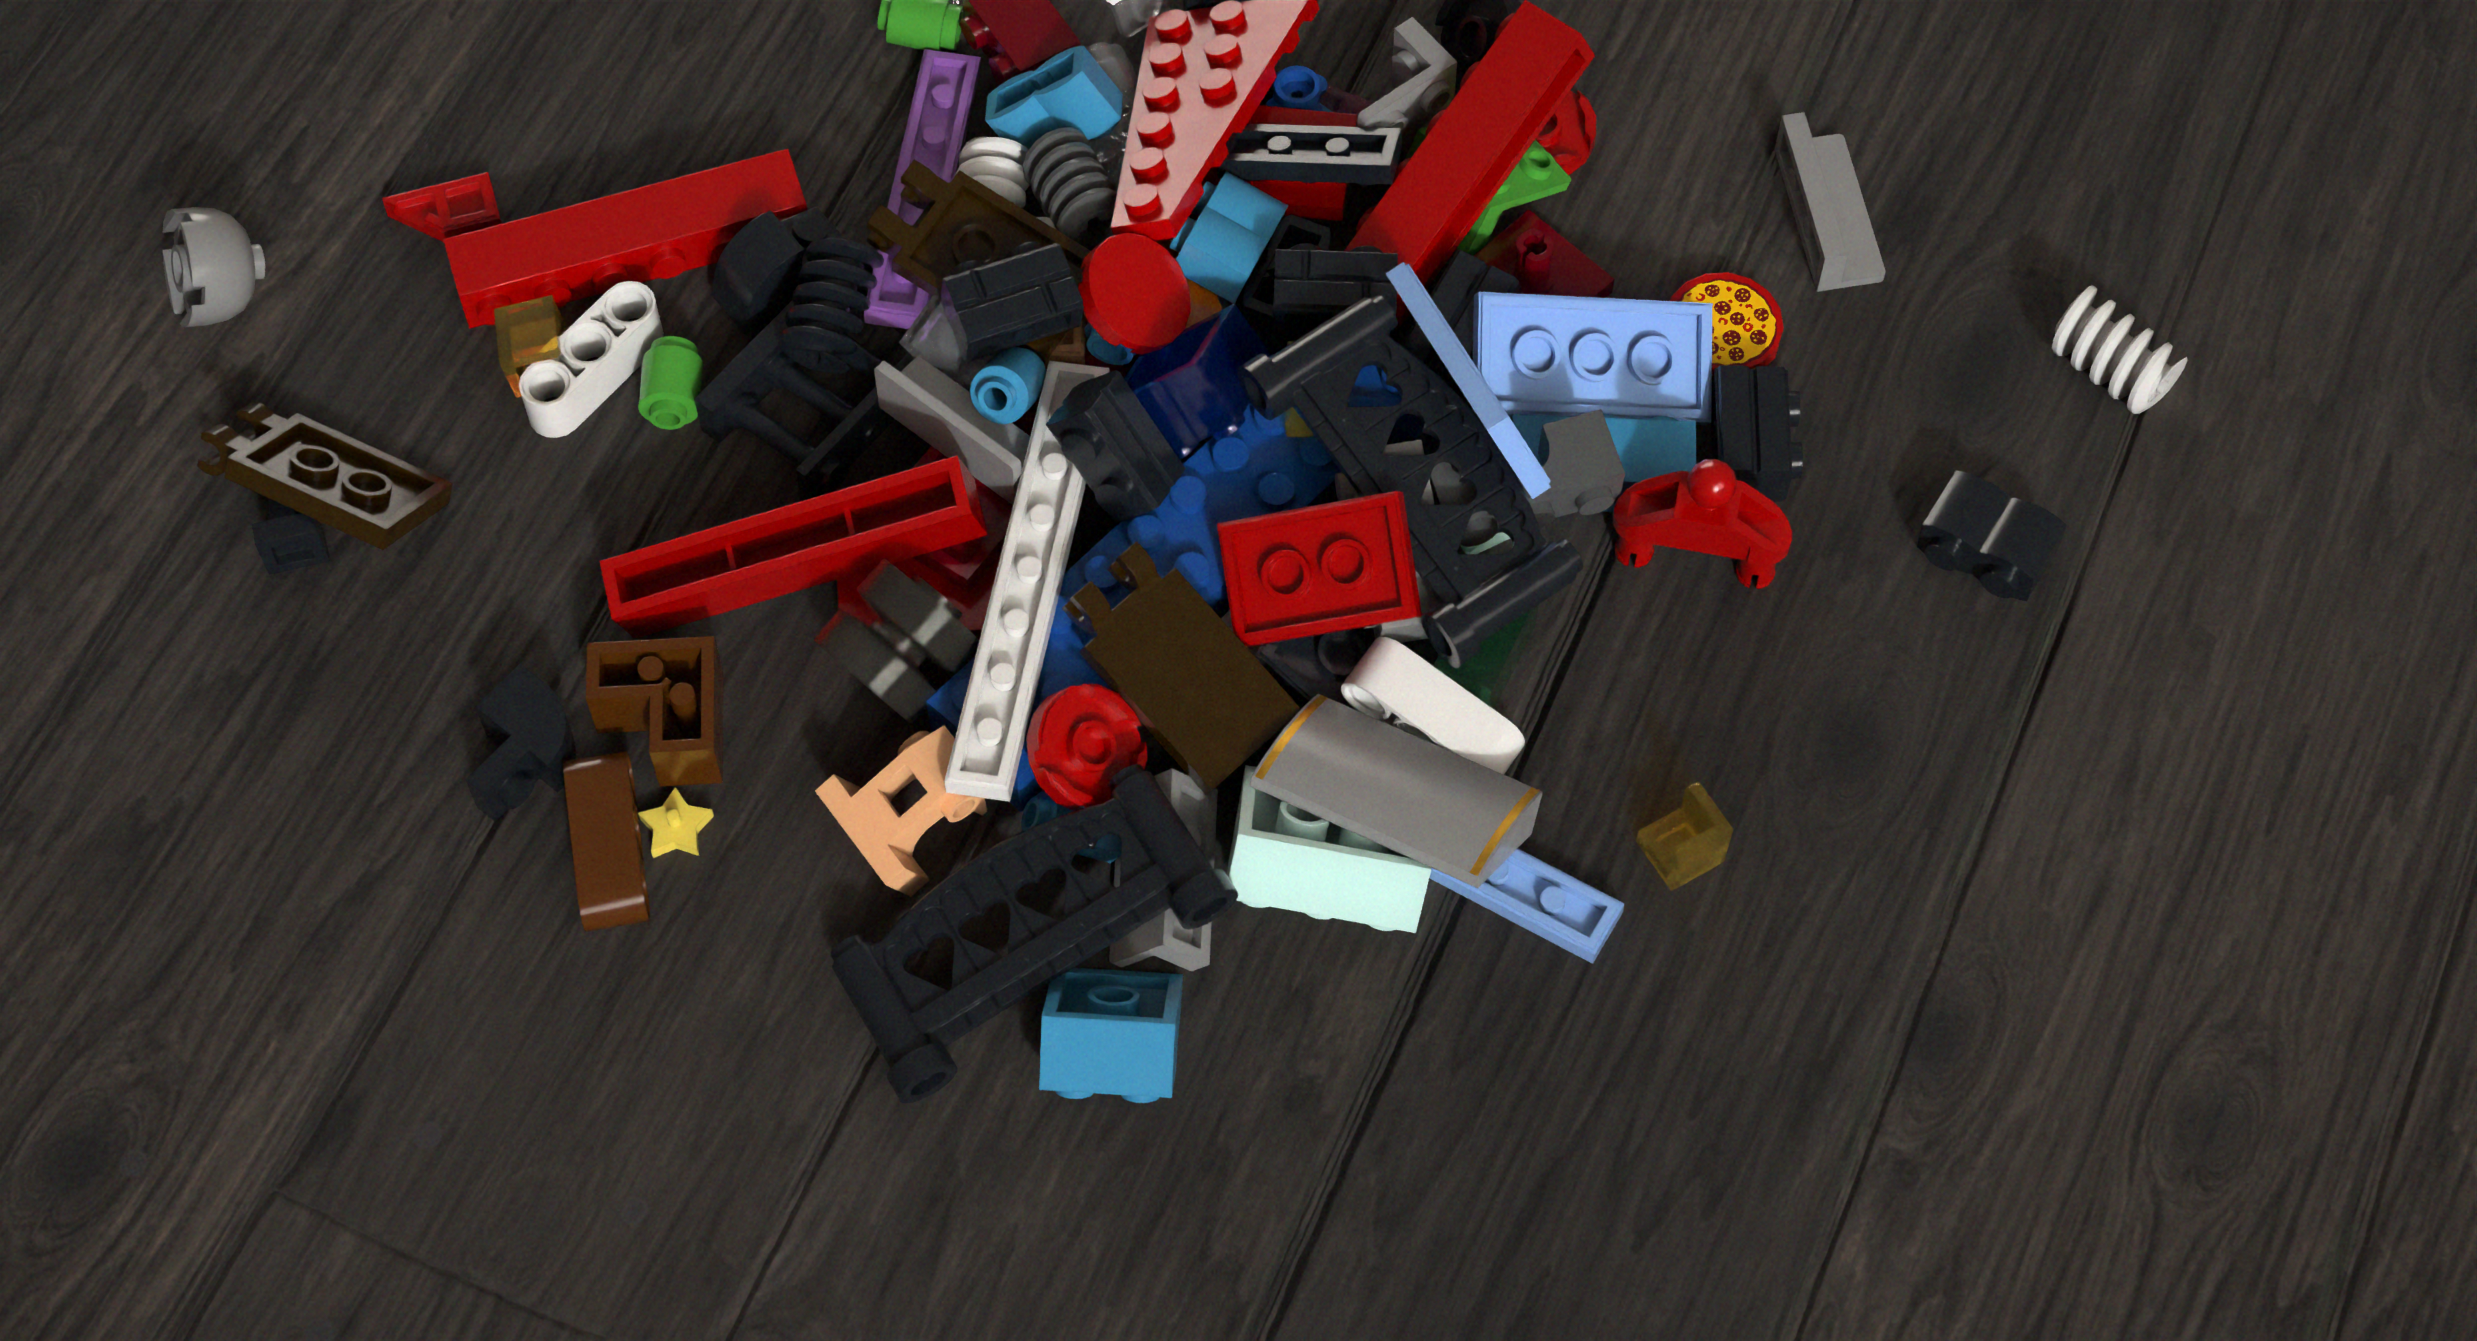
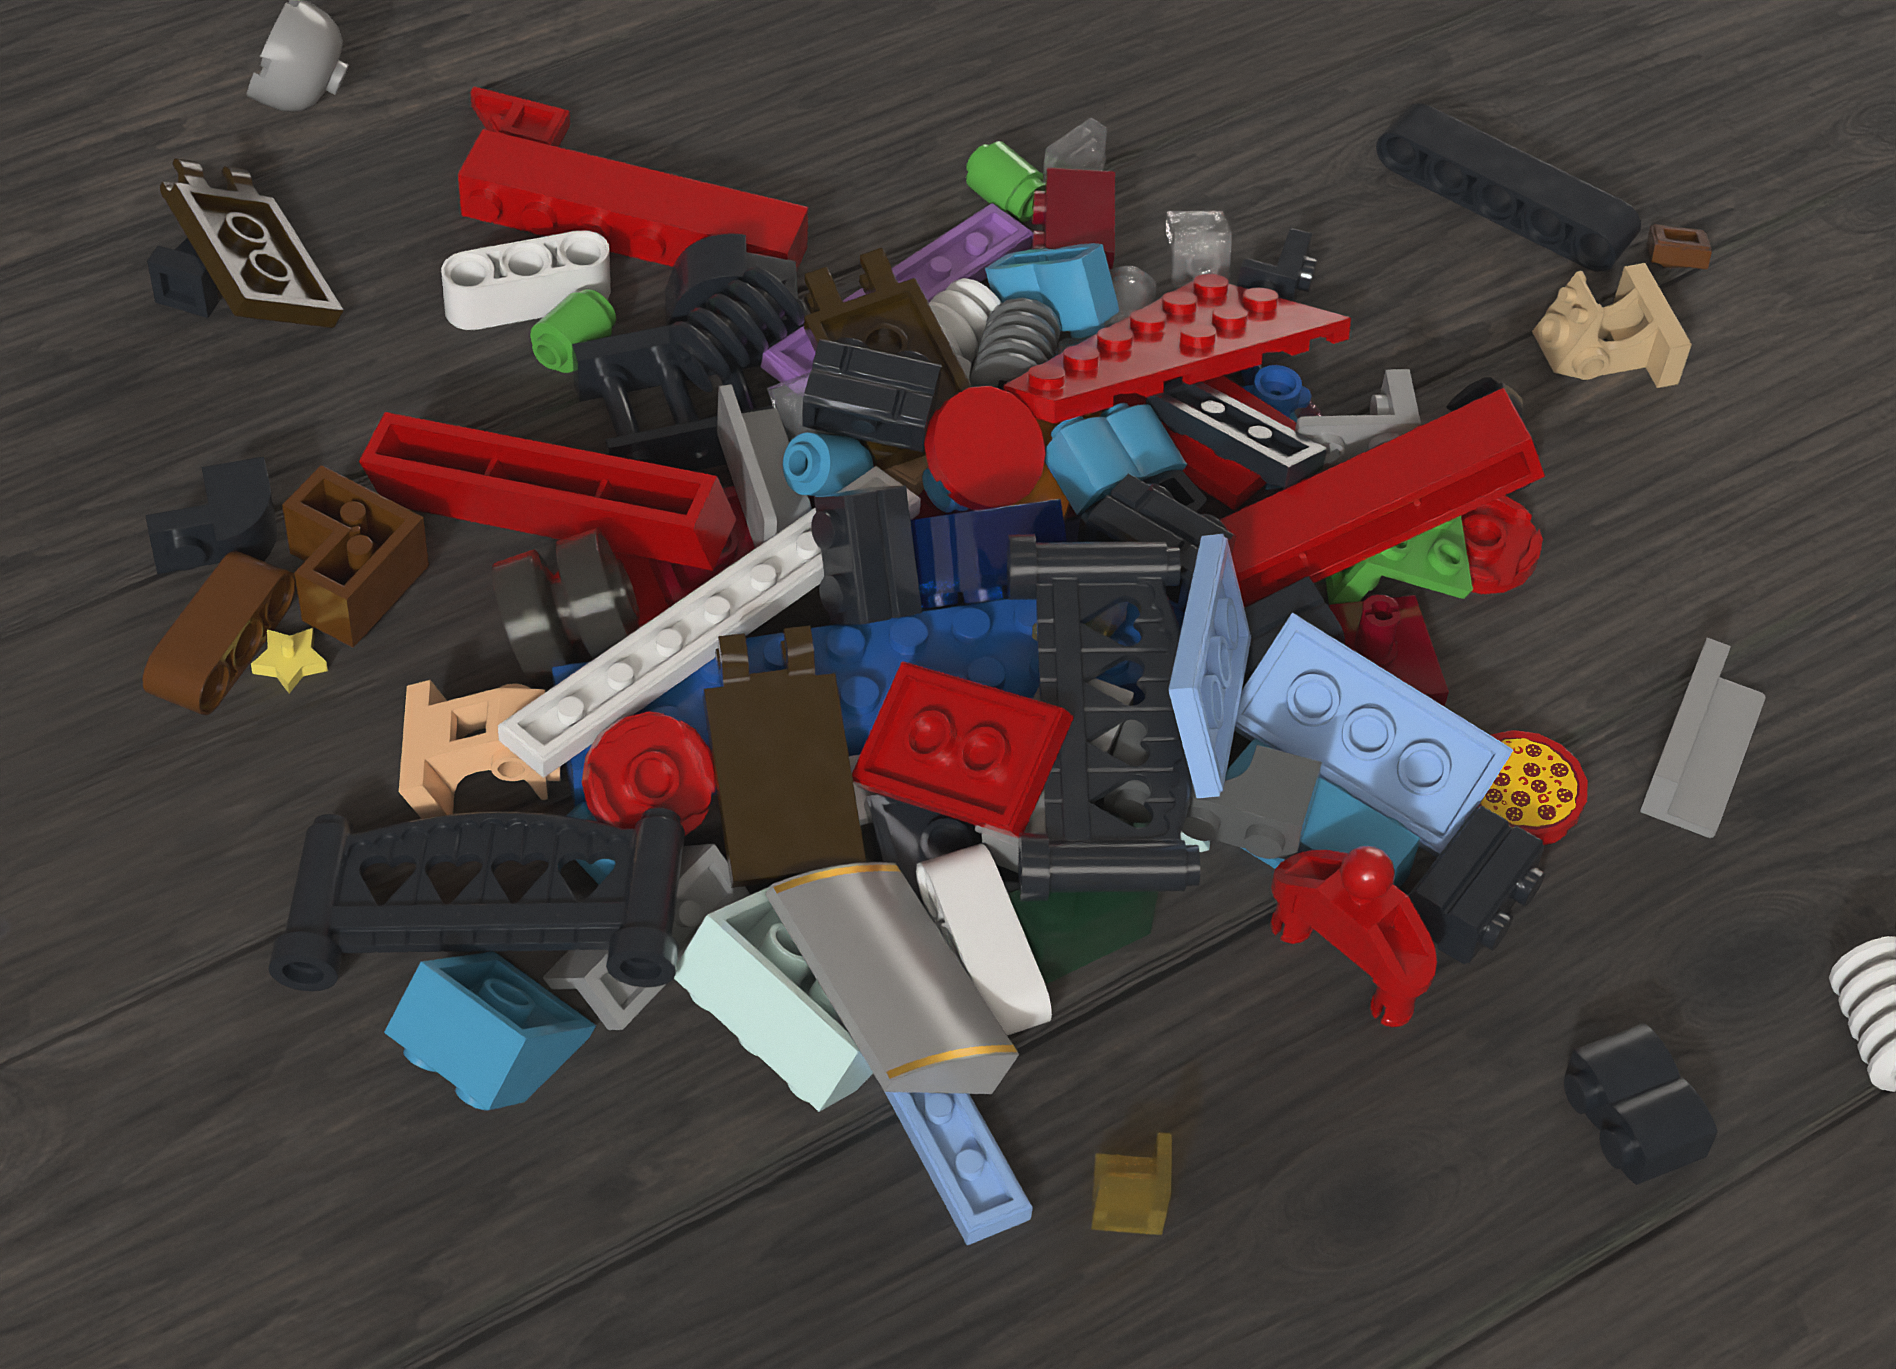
camera: 30 degrees right, 10 degrees down
(527, 335) = (486, 228): clear yellow panel -> none

